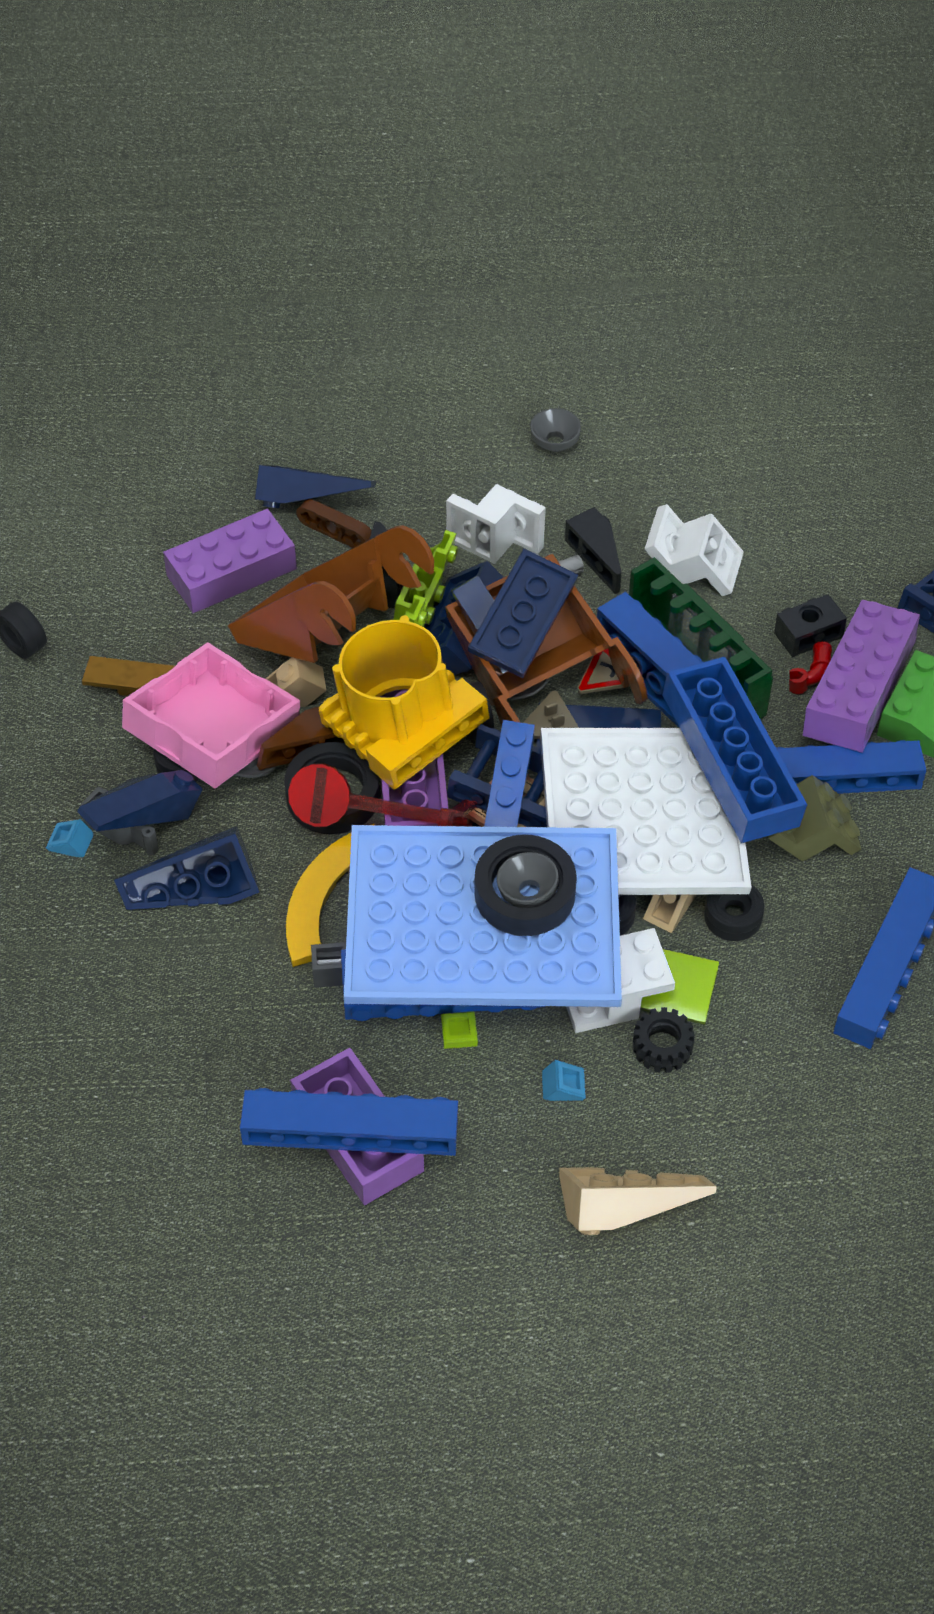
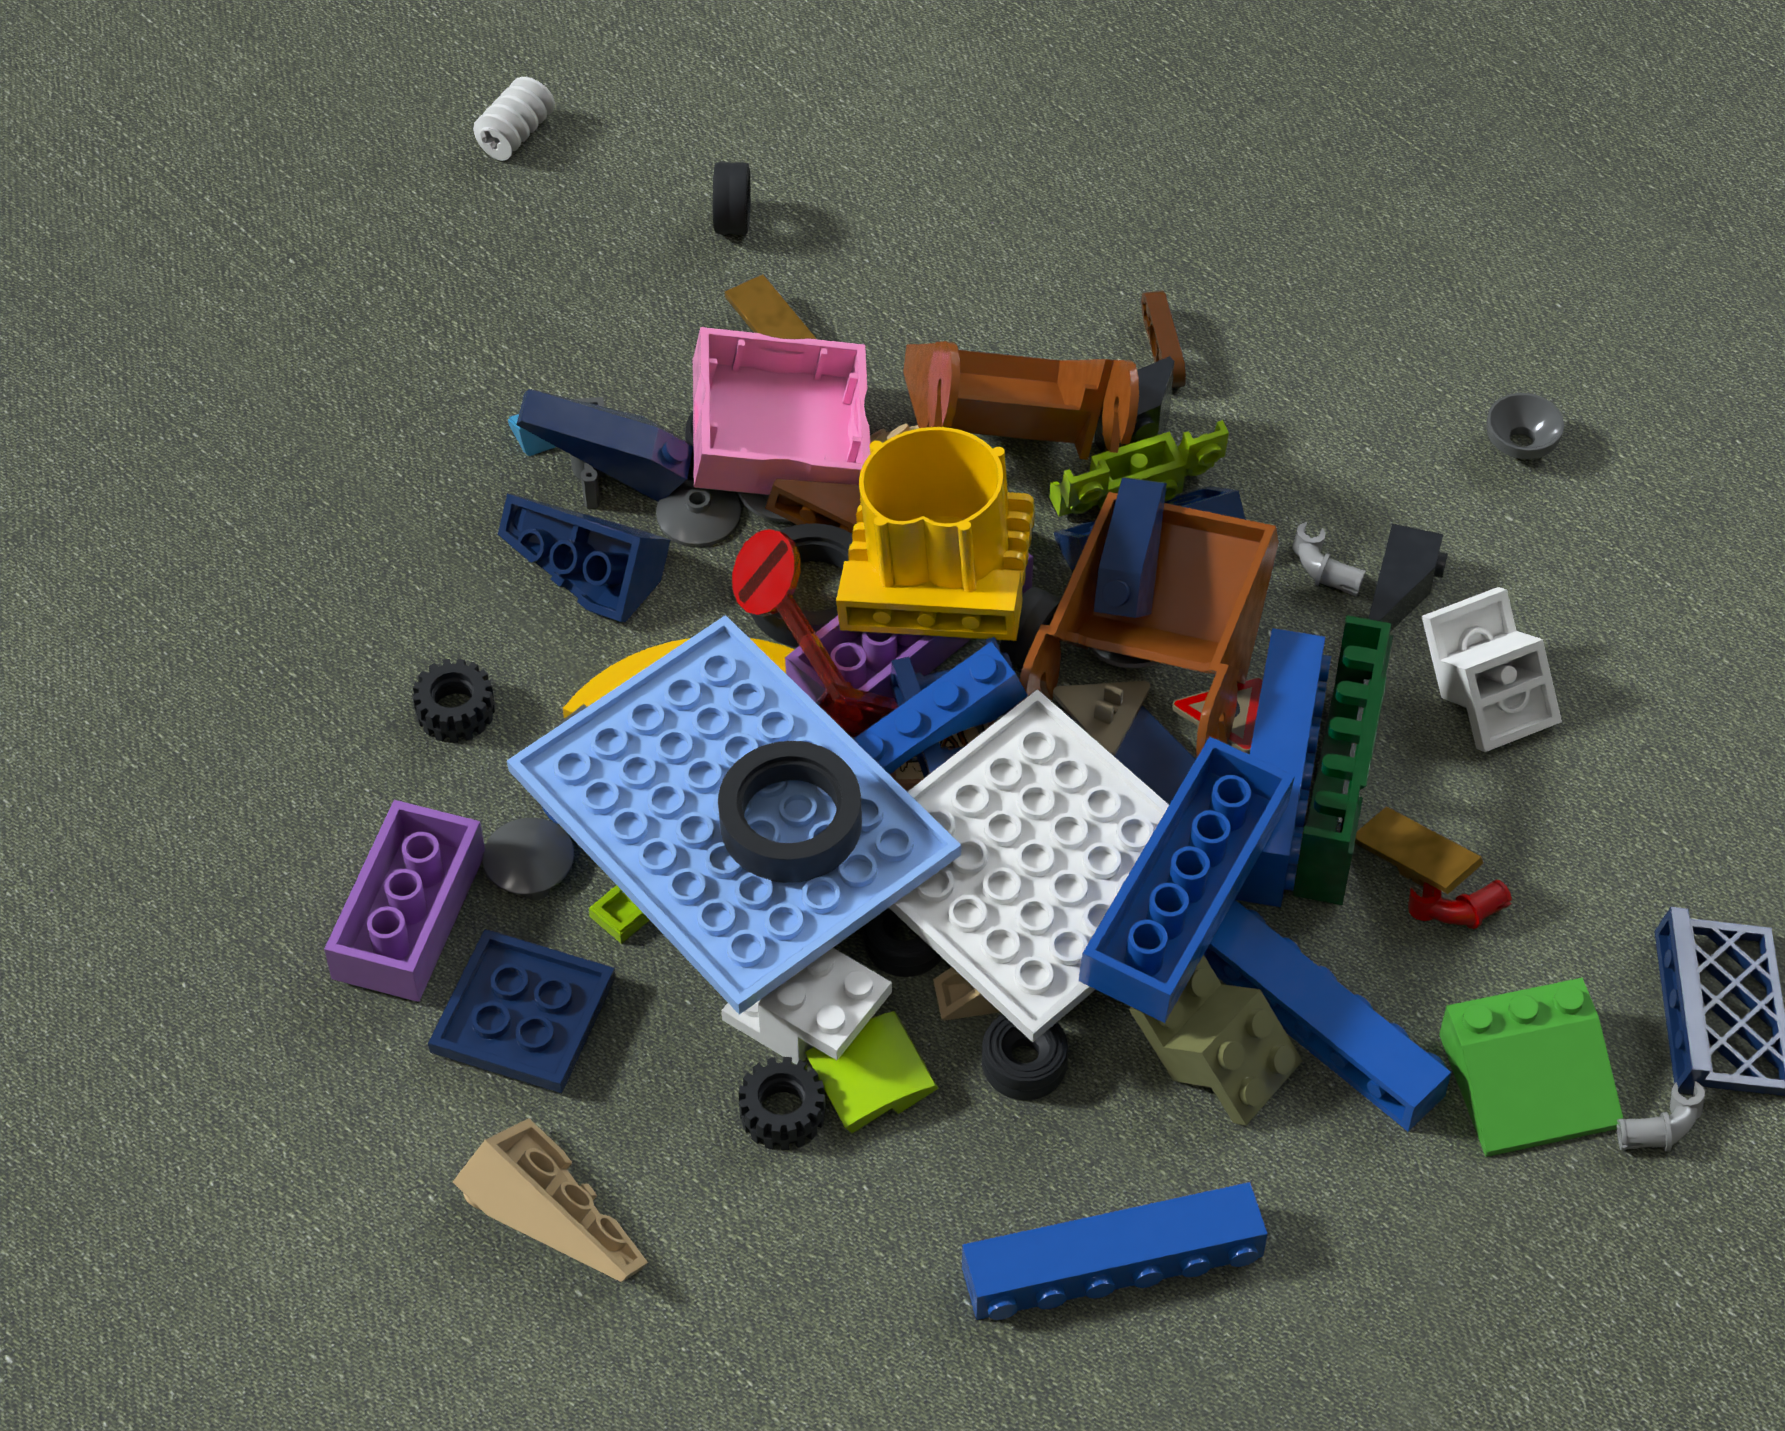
camera: 50 degrees right, 0 degrees up
(219, 814) = (698, 515): none -> dark grey dish
(229, 1026) = (457, 720): none -> black tyre
(230, 560) = (1011, 291): medium lavender brick -> none
(291, 485) = (1179, 267): dark blue wedge -> none
(349, 1122) = (379, 881): blue brick -> none
(379, 1046) = (528, 857): none -> dark grey dish
(494, 1122) = (522, 1010): none -> dark blue plate
(496, 523) = (1315, 466): white bracket -> none
(523, 613) = (1165, 559): dark blue tile -> none
(526, 870) = (790, 794): dark grey piece -> none
(563, 1082) = (646, 1052): dark azure slope -> none
(788, 654) = (1417, 850): none -> pearl gold piece
(808, 624) = (1528, 875): black brick -> none
(861, 675) = (1482, 946): medium lavender brick -> none

